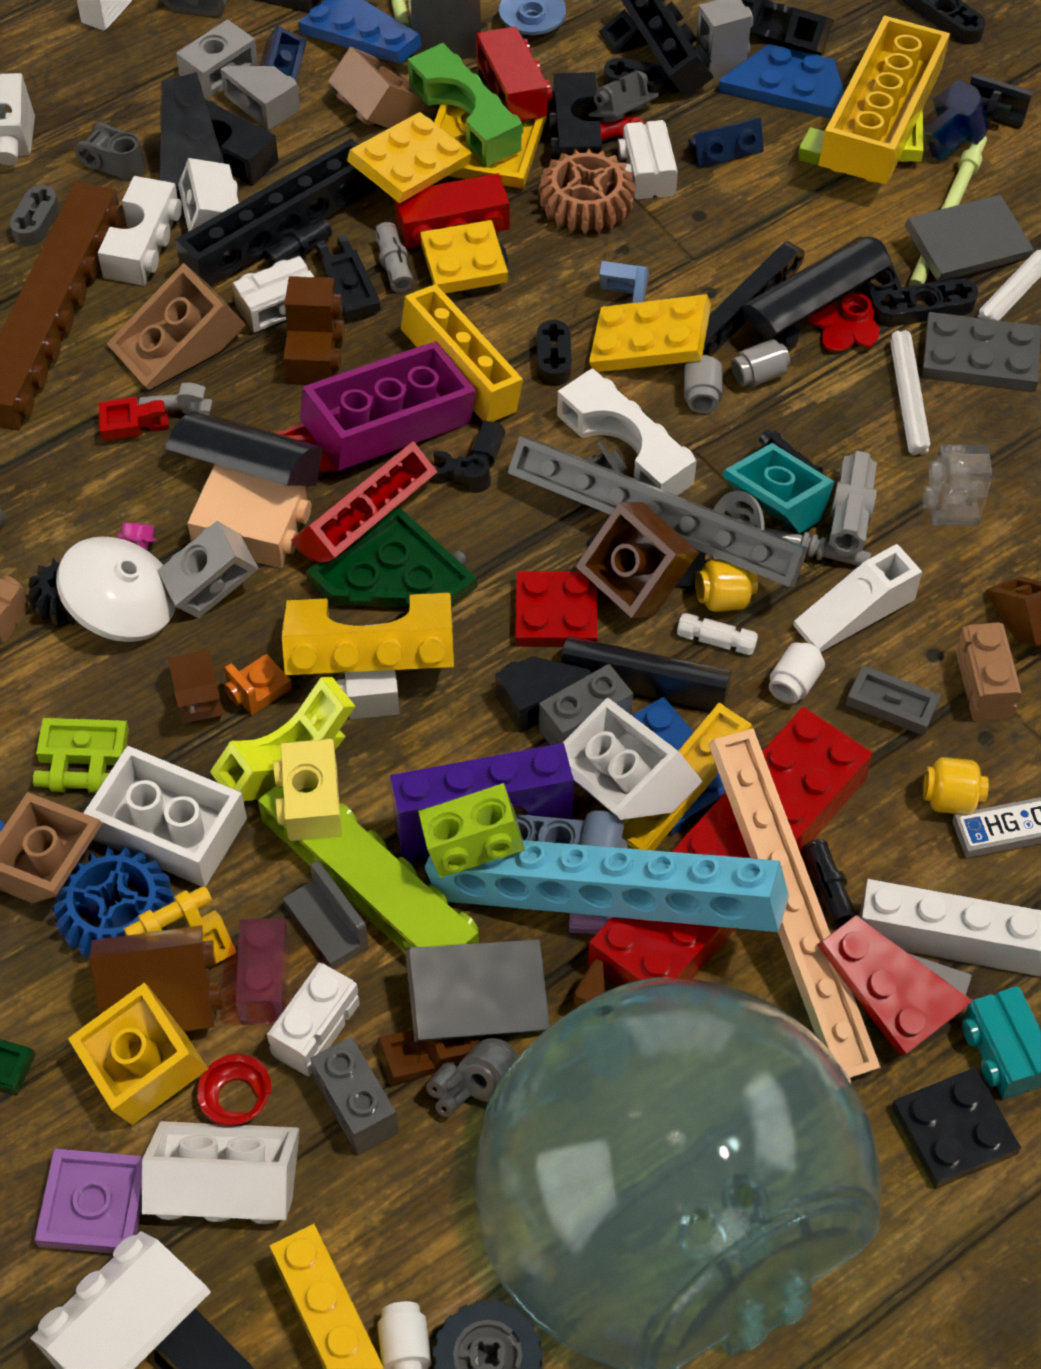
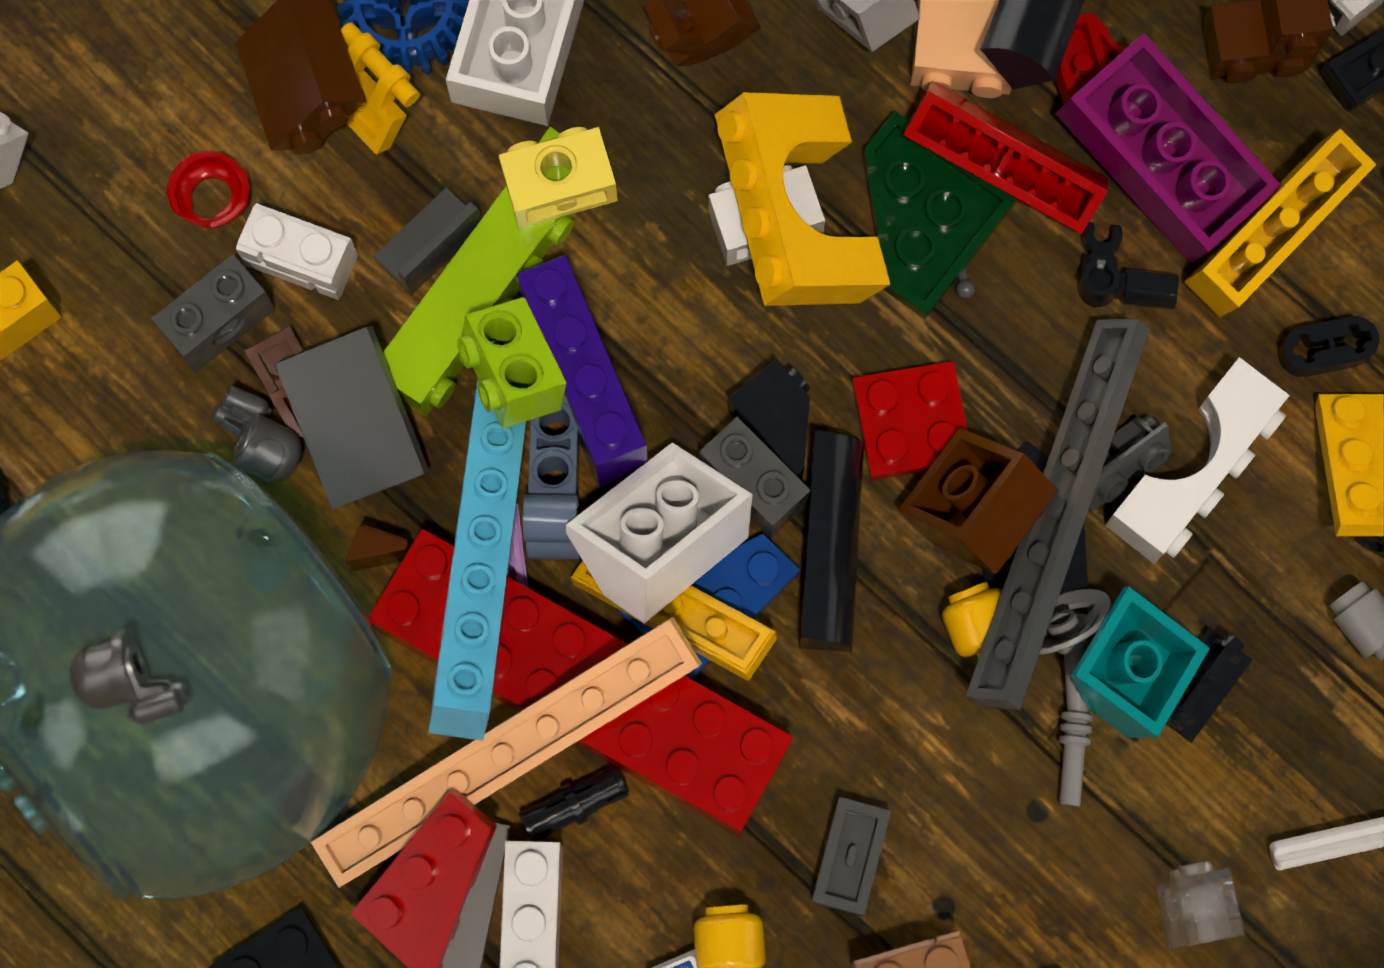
camera: 80 degrees right, 20 degrees up
(90, 1201) = (65, 80): medium lavender plate -> none
(137, 1054) = (215, 77): yellow slope -> none
(220, 1172) = (114, 197): white slope -> none
(250, 763) = (633, 146): neon yellow arch -> none
(256, 684) = (720, 82): orange bracket -> none
(262, 970) = (346, 184): clear pink brick -> none
(703, 384) = (1313, 550): light grey brick -> none
(717, 633) = (912, 624): white axle -> none
(729, 1095) = (119, 675): none -> flat silver piece
(796, 672) = (866, 729): white brick -> none
(853, 503) = (1147, 771): light grey piece -> none
(861, 598) = (988, 795): white slope -> none

